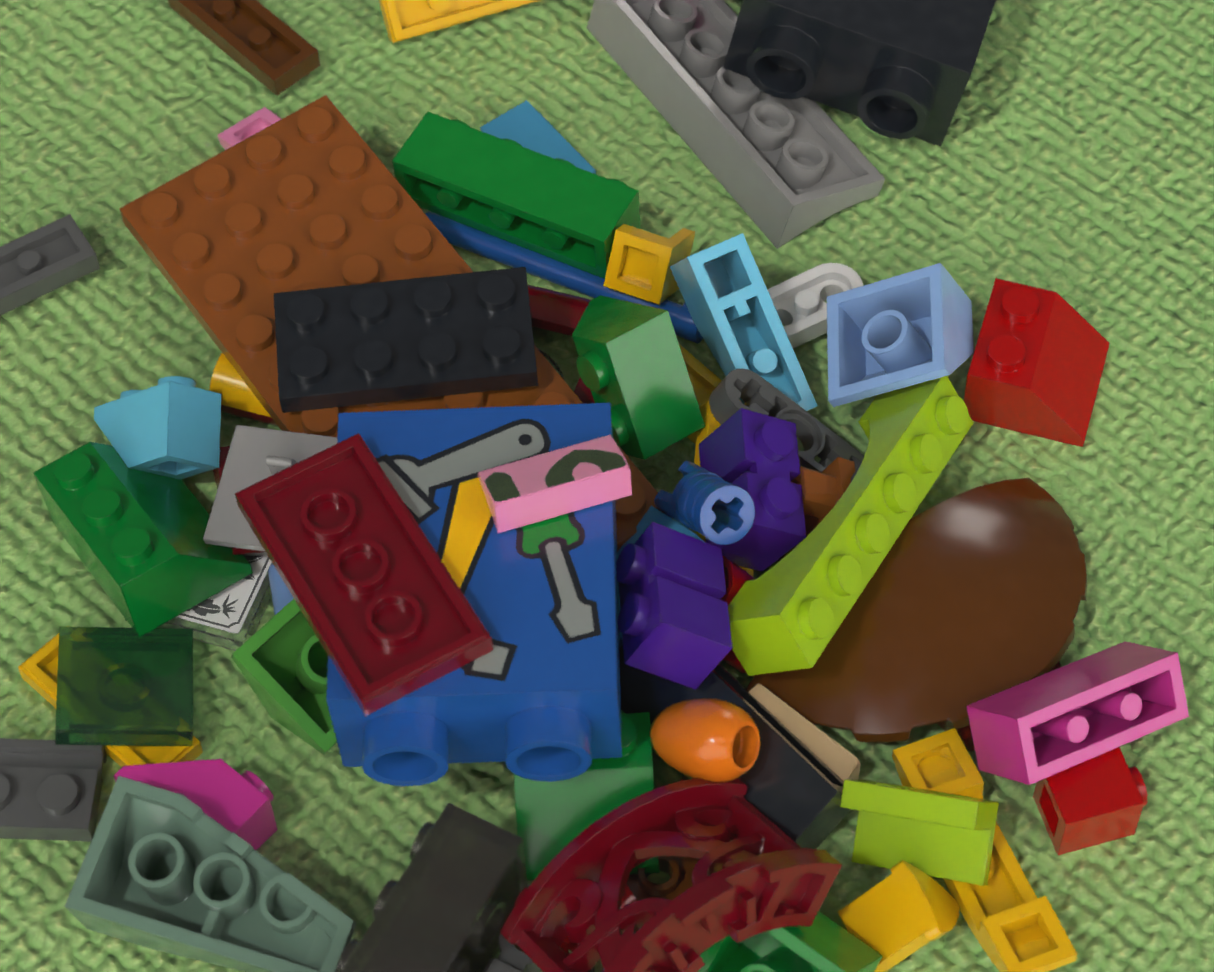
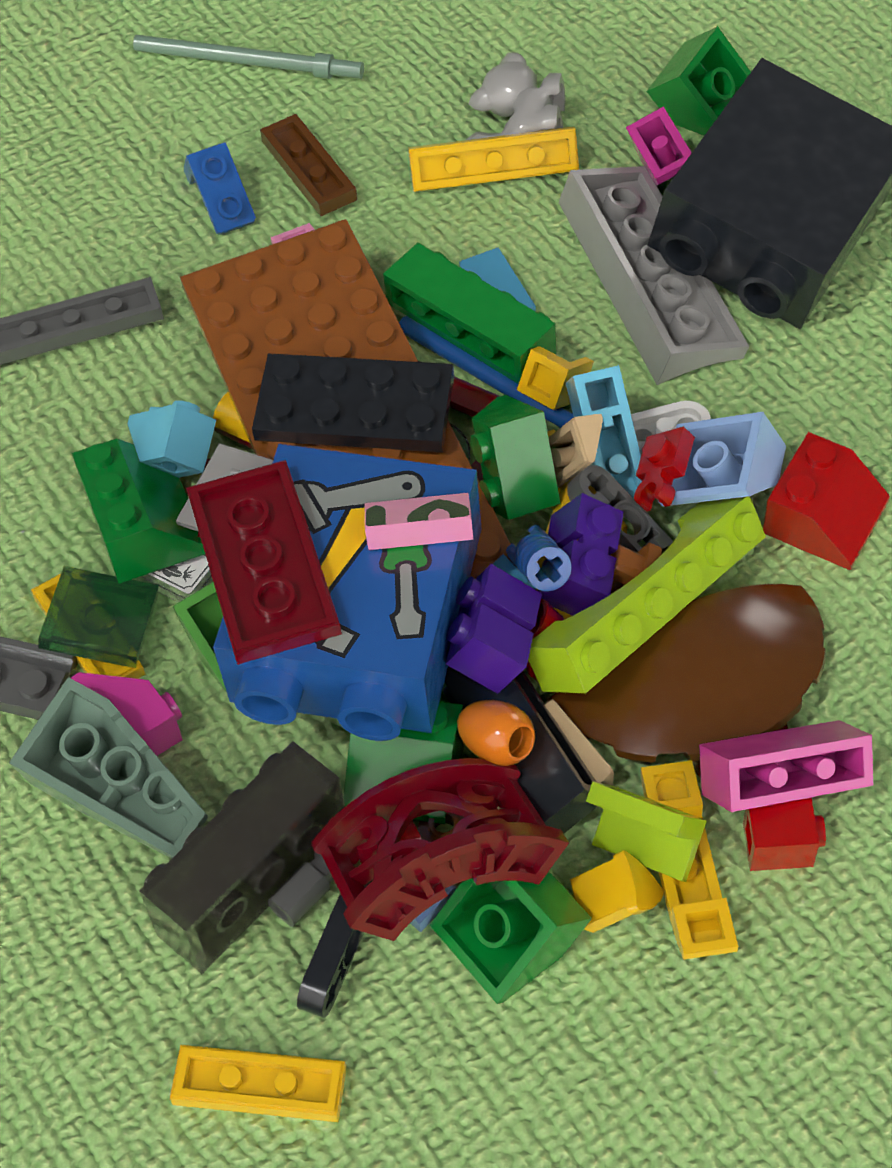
camera: 15 degrees right, 0 degrees up
(131, 78) = (220, 188): none -> blue bracket
(713, 347) = (575, 446): none -> tan slope
(821, 348) = (662, 460): none -> red plate

